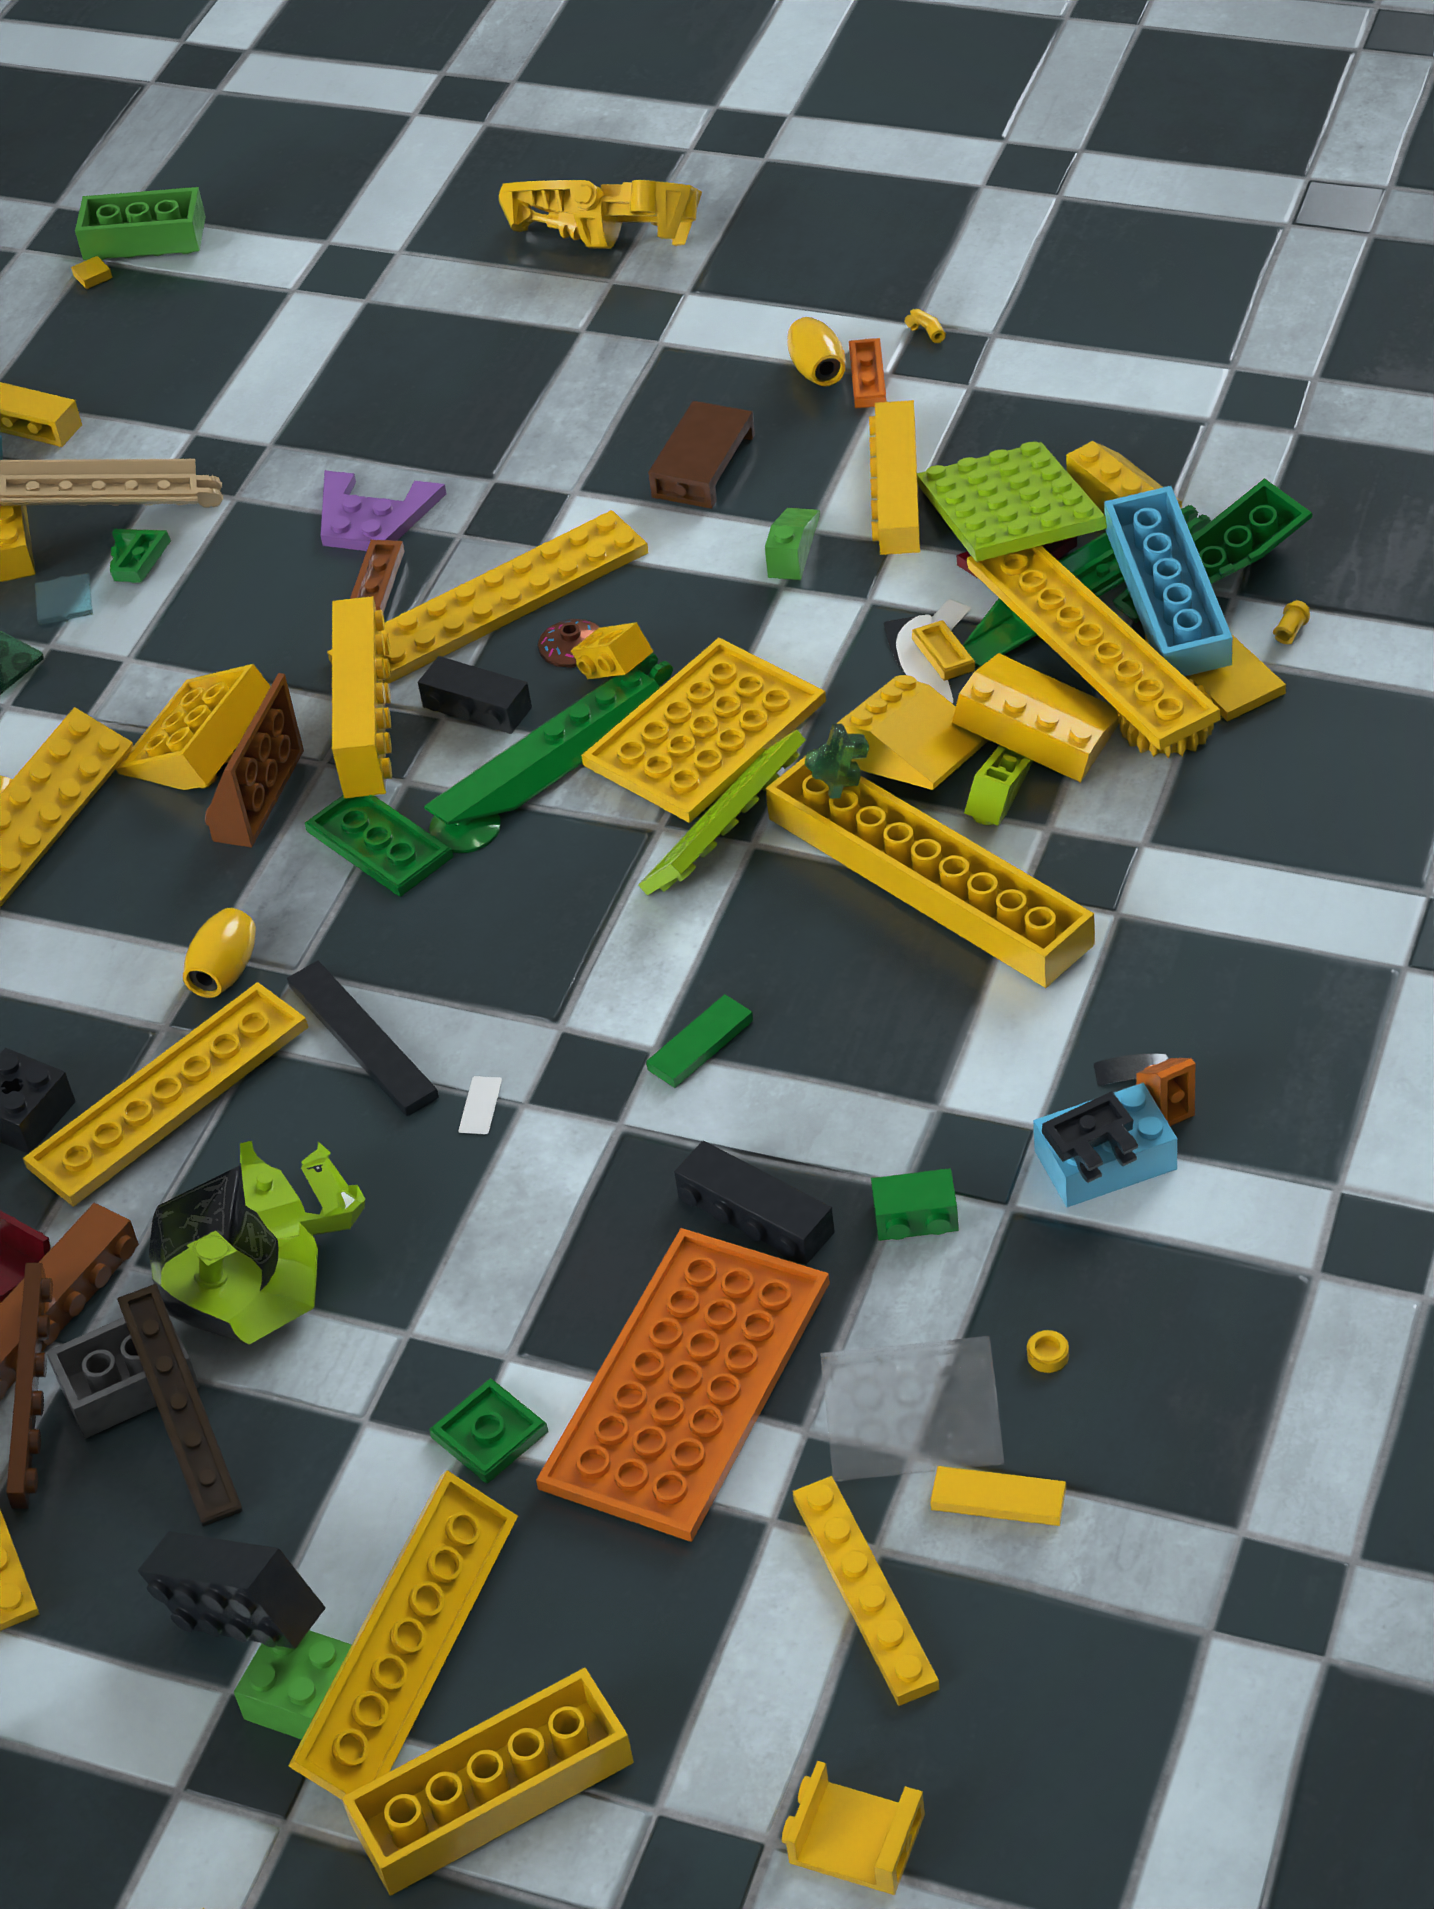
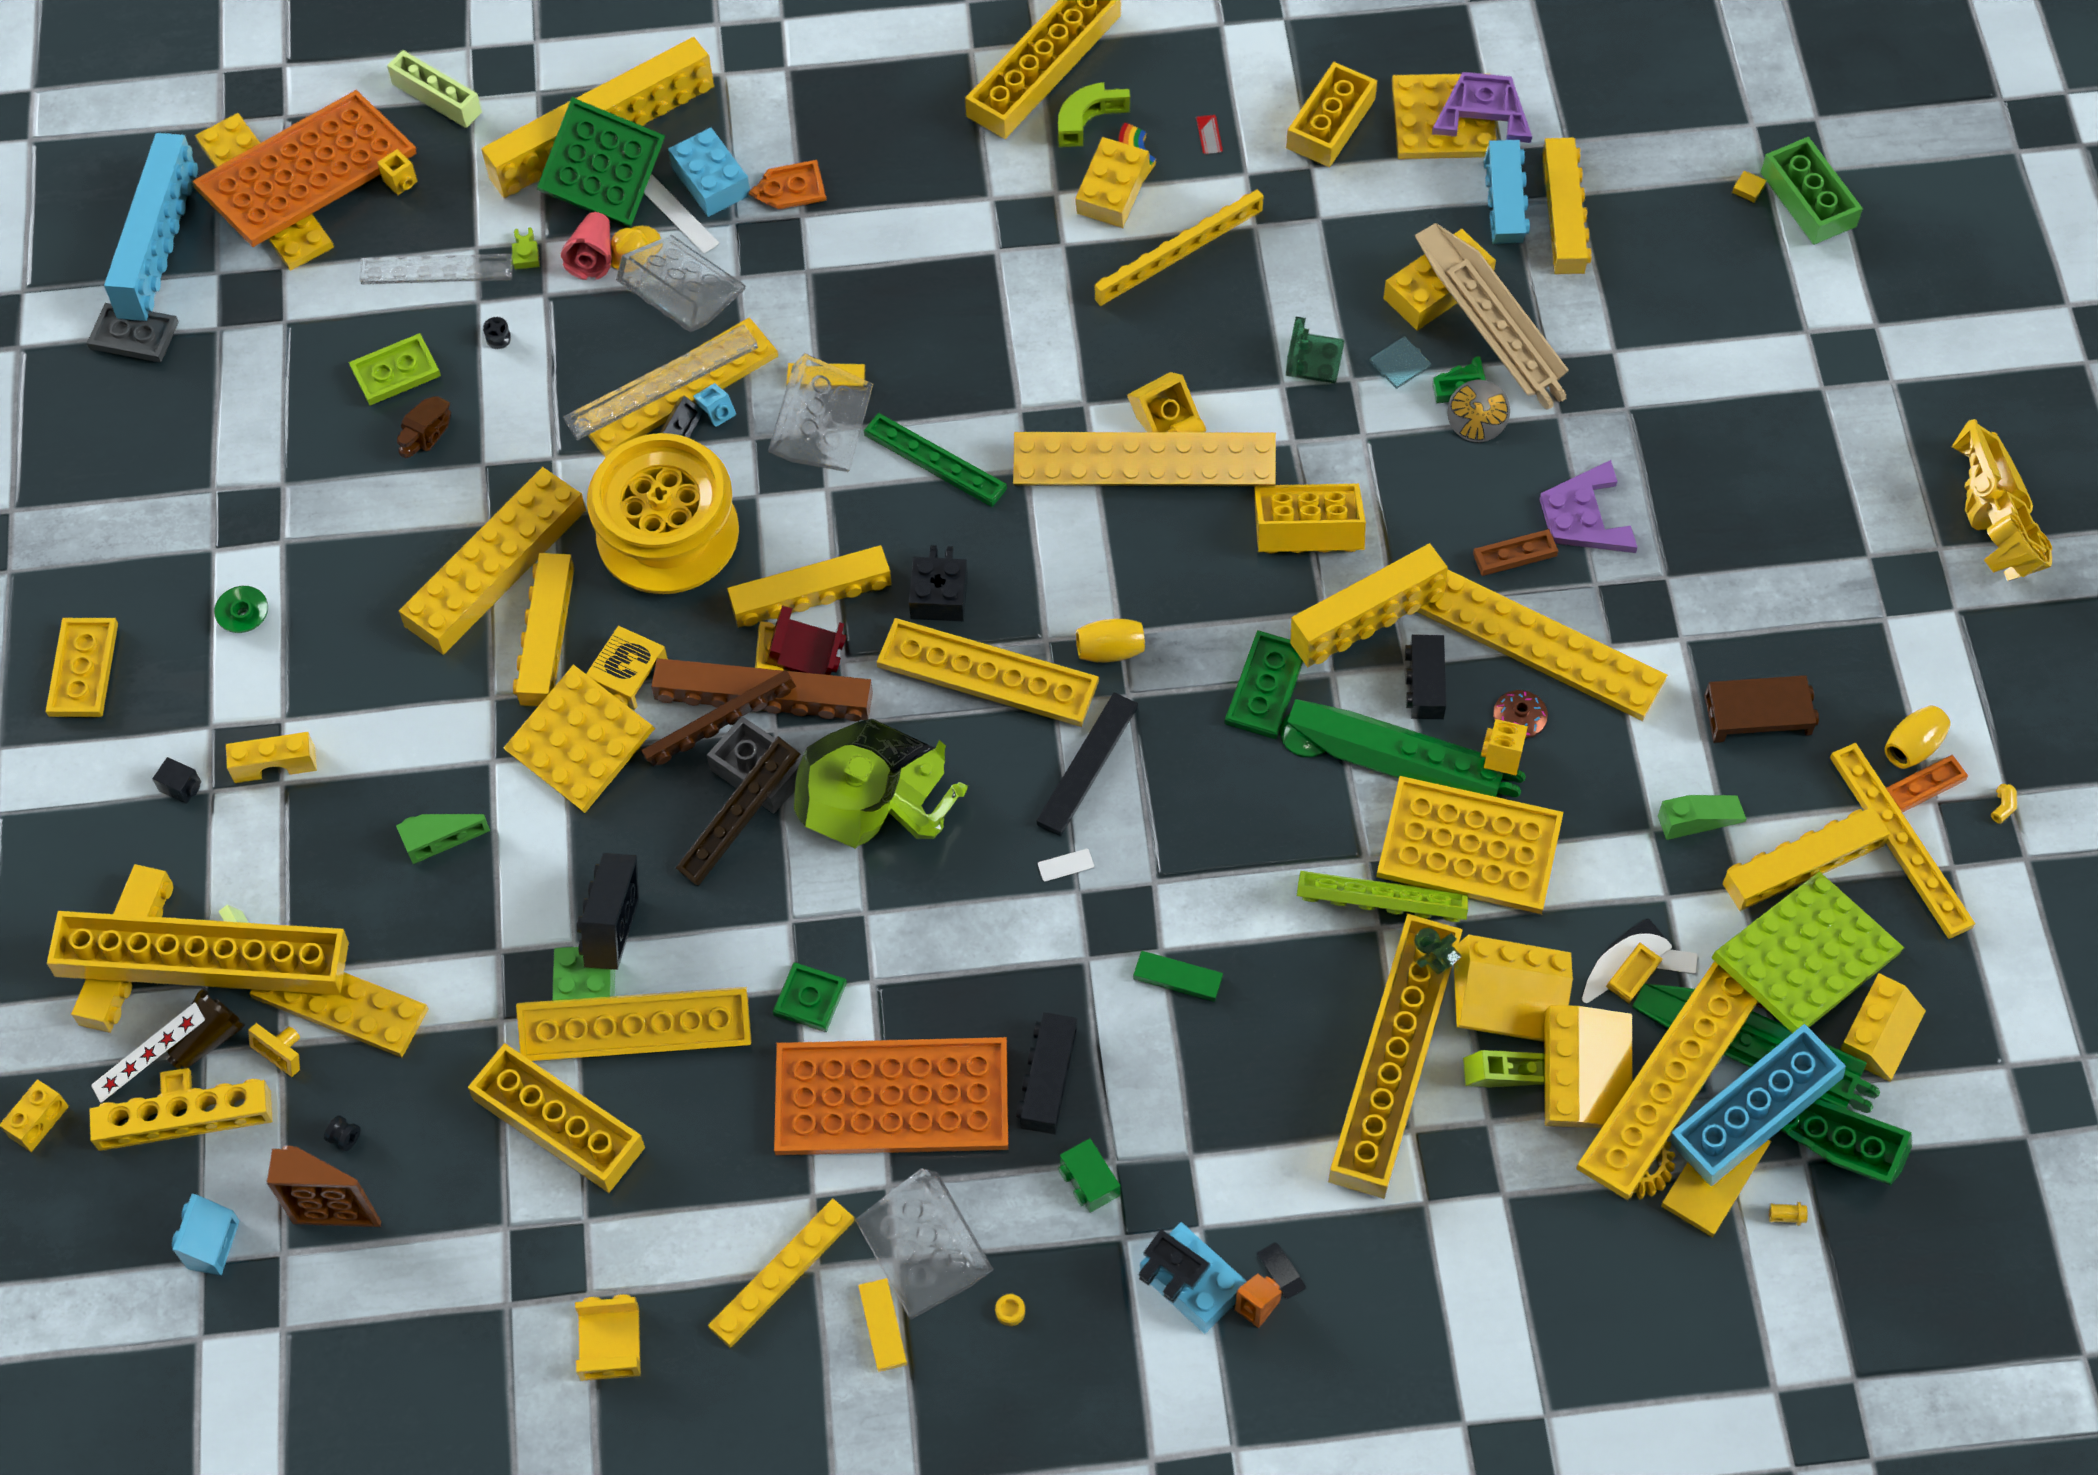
camera: 60 degrees right, 15 degrees up
(182, 547) = (1478, 411): none -> shield
(257, 770) = (1278, 577): dark orange slope -> none
(928, 404) = (1903, 842): none -> yellow plate

